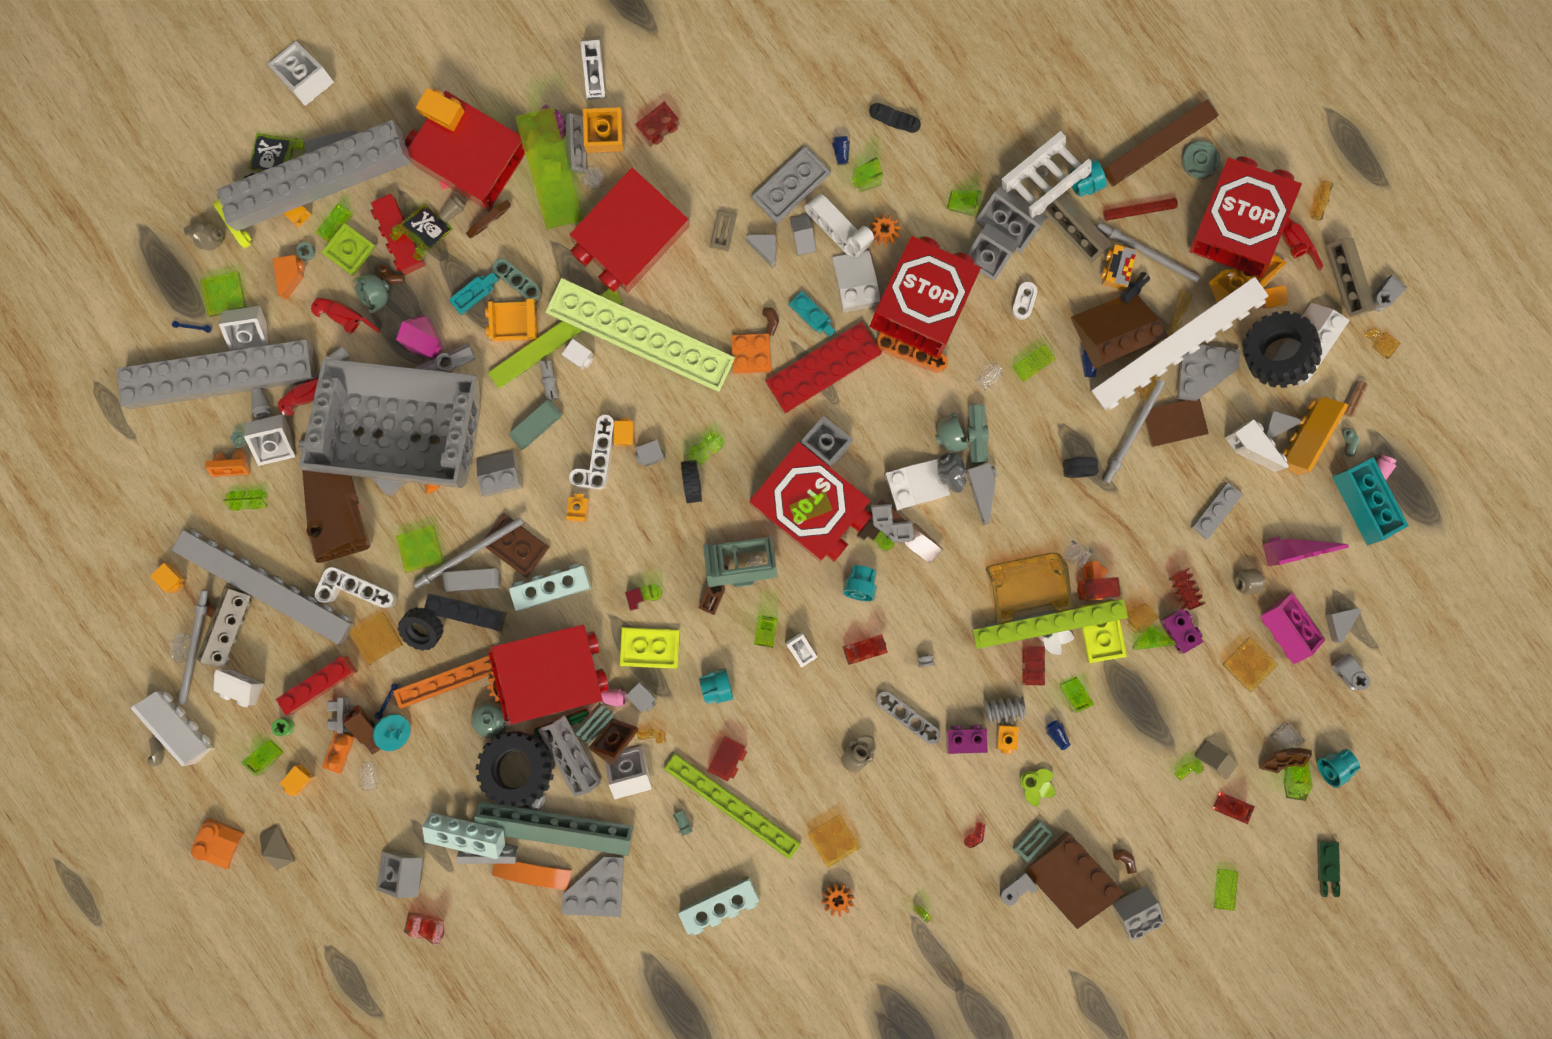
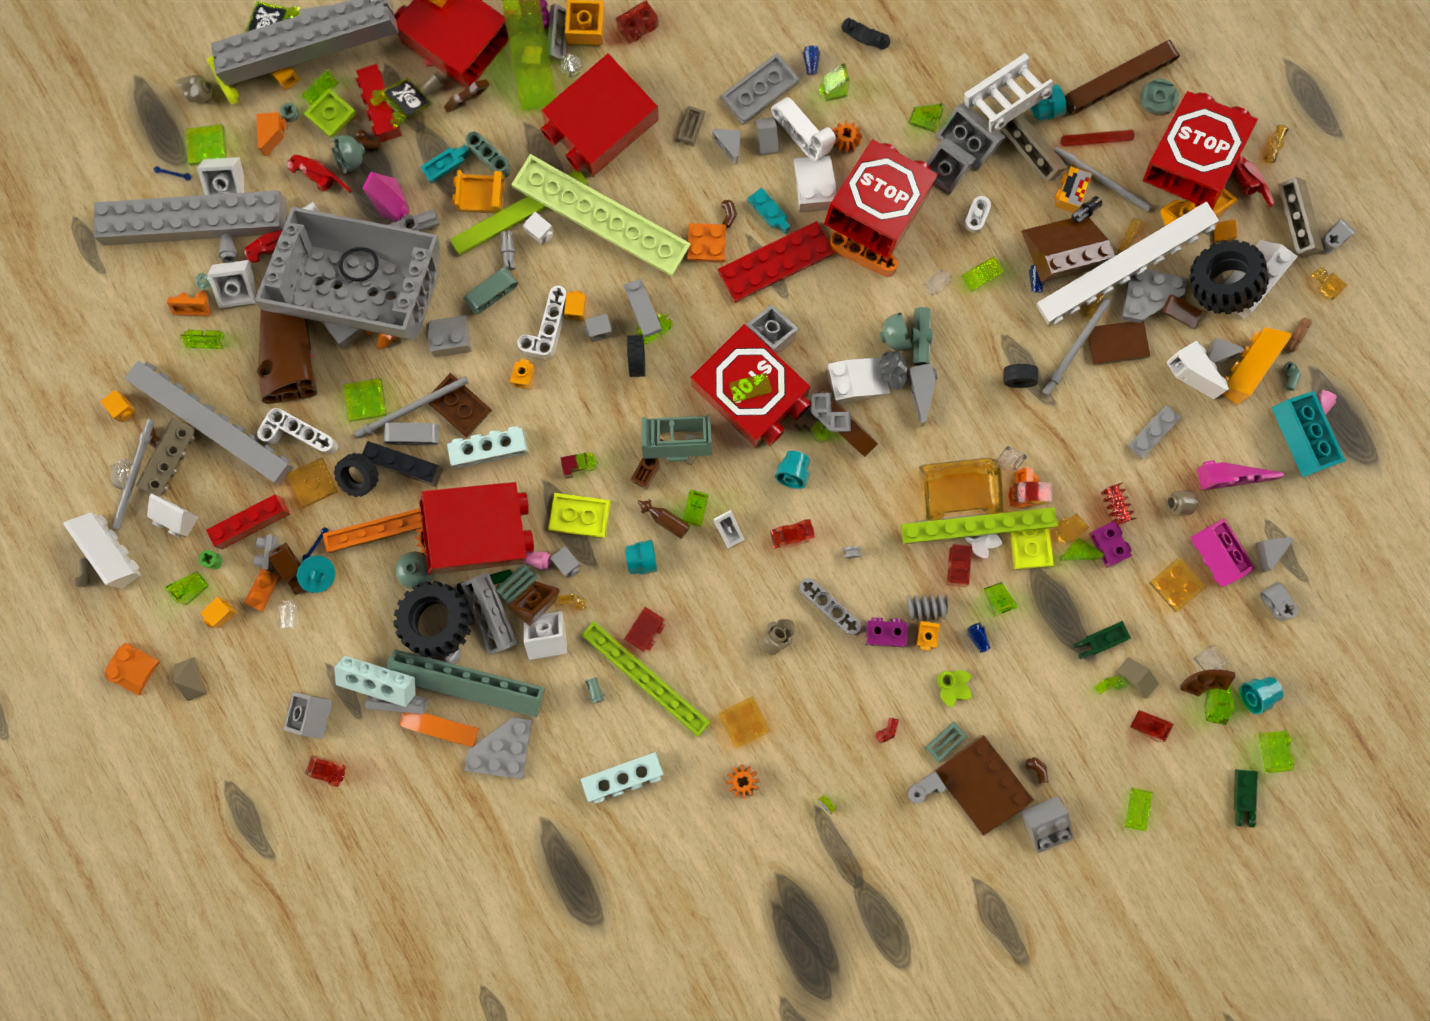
camera: 10 degrees right, 5 degrees down
(392, 394) = (354, 250): none -> black tyre
(693, 431) = (642, 307): none -> light grey slope
(736, 644) = (665, 519): none -> reddish brown wheel
(1181, 726) = (1104, 639): none -> dark green hinge
(1237, 385) = (1181, 311): none -> reddish brown tile
(1356, 821) = (1276, 751): none -> clear neon green brick

